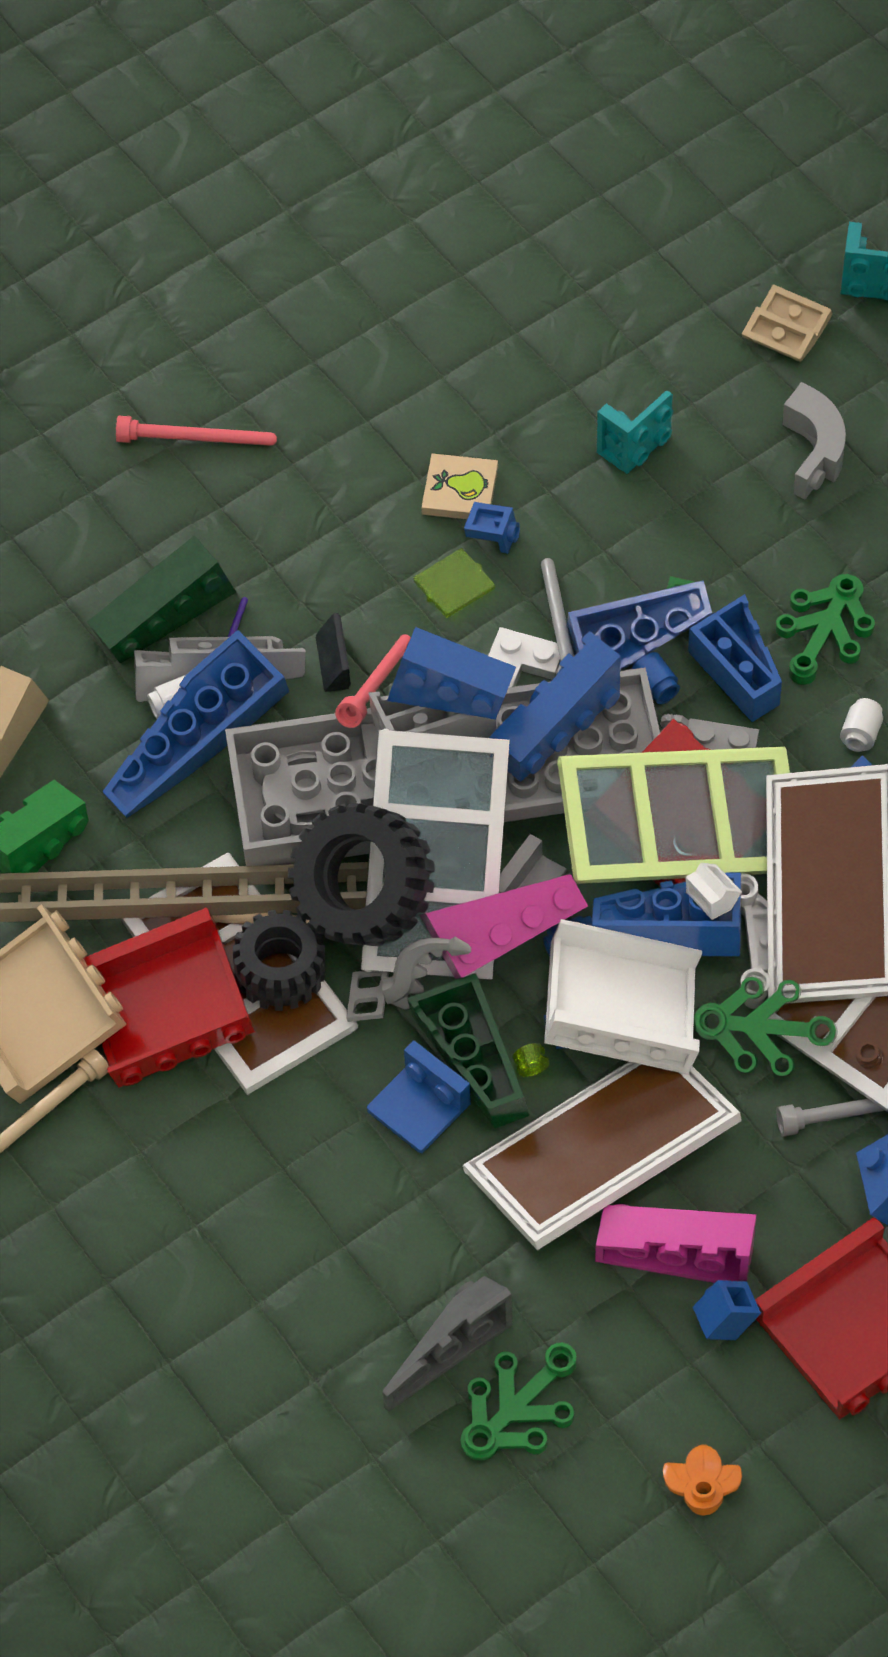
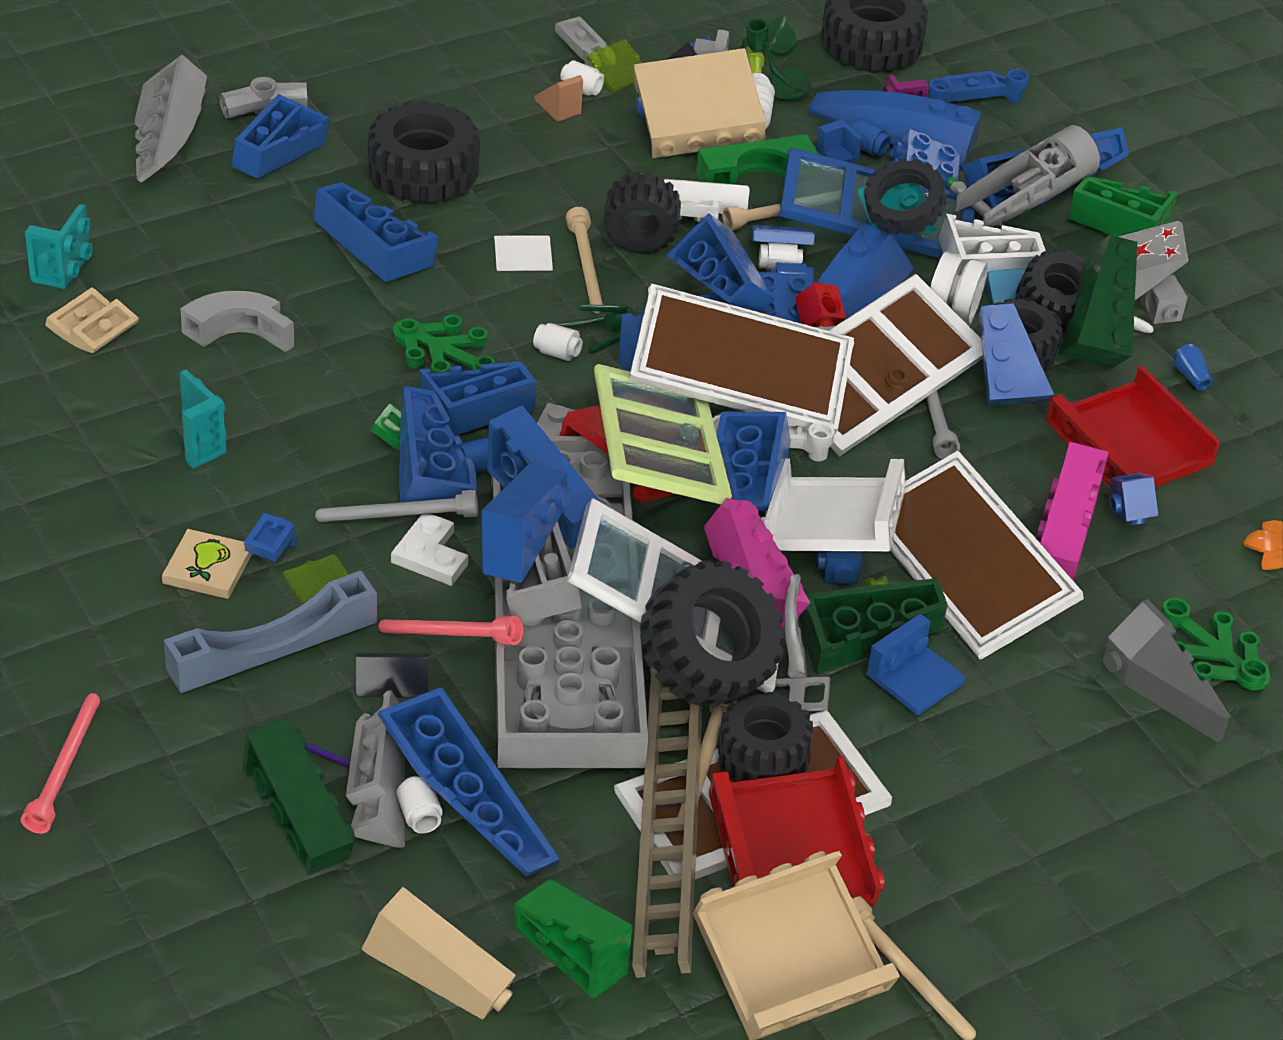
camera: 90 degrees left, 15 degrees down
(394, 585) = (207, 656): none -> sand blue arch
(712, 890) = (749, 421): white piece -> none
(758, 1025) = (853, 461): green plant -> none

